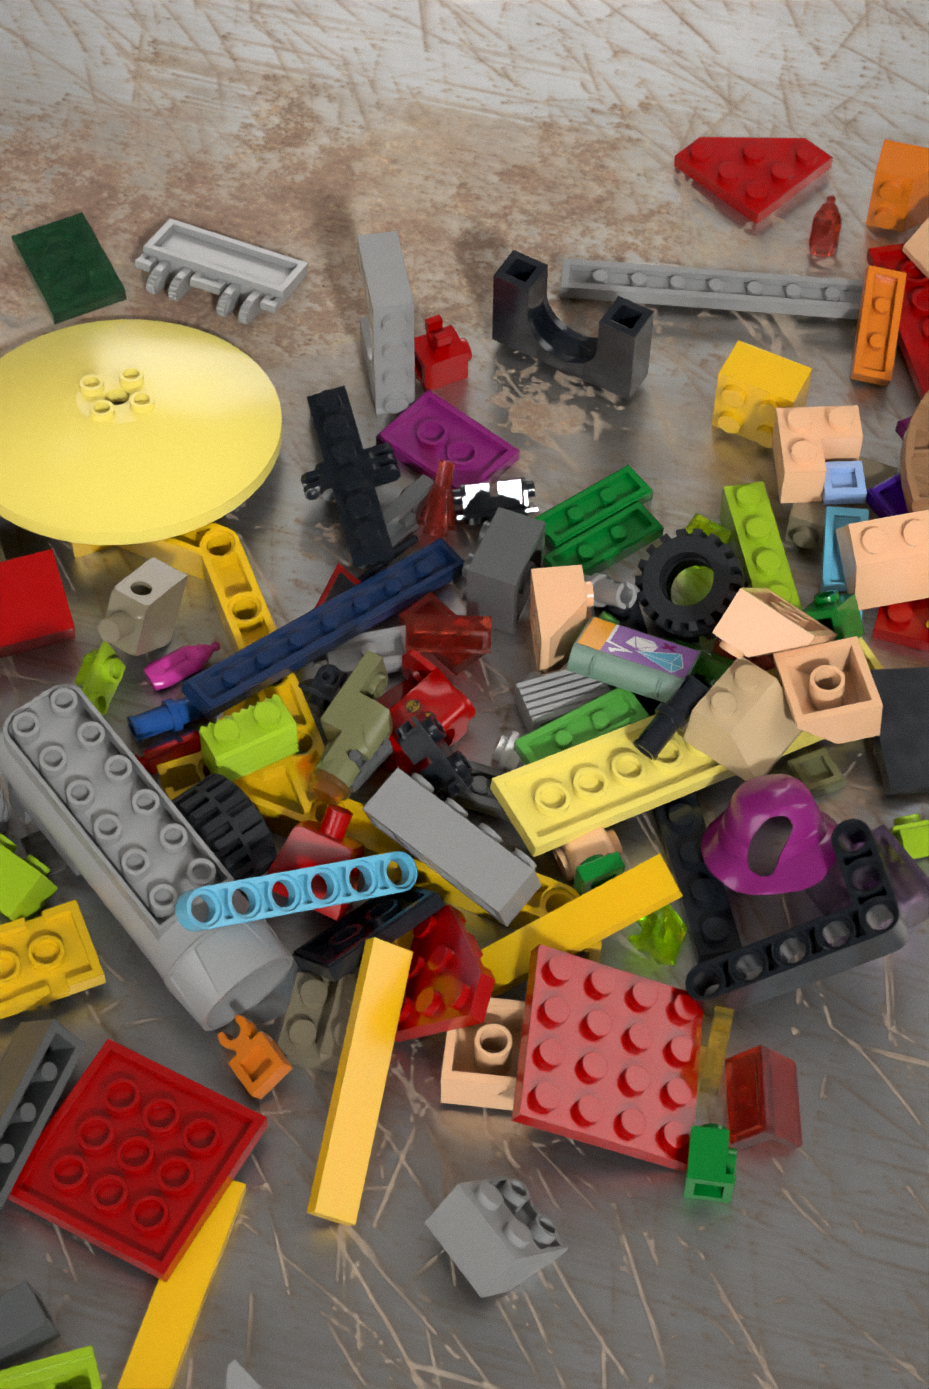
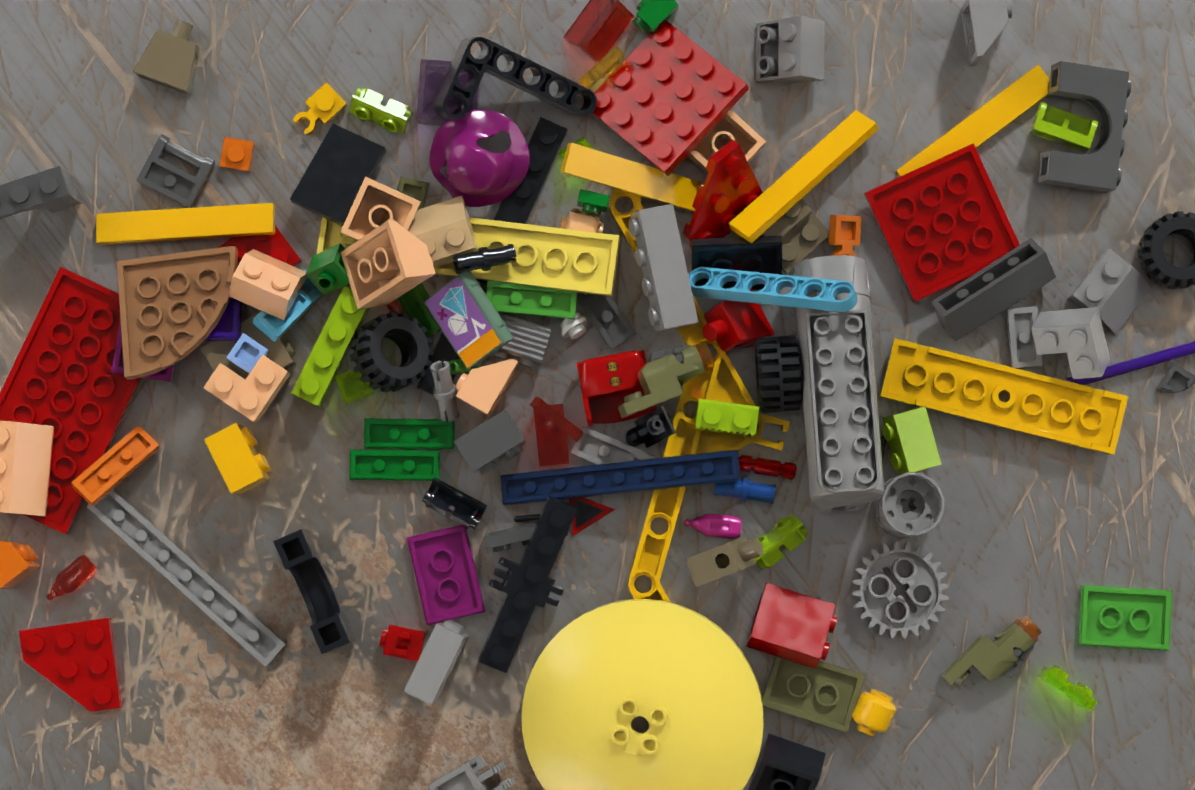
camera: 145 degrees left, 30 degrees up
(427, 740) = (625, 328): black hinge -> none
(439, 509) = (495, 519): clear red cone -> none

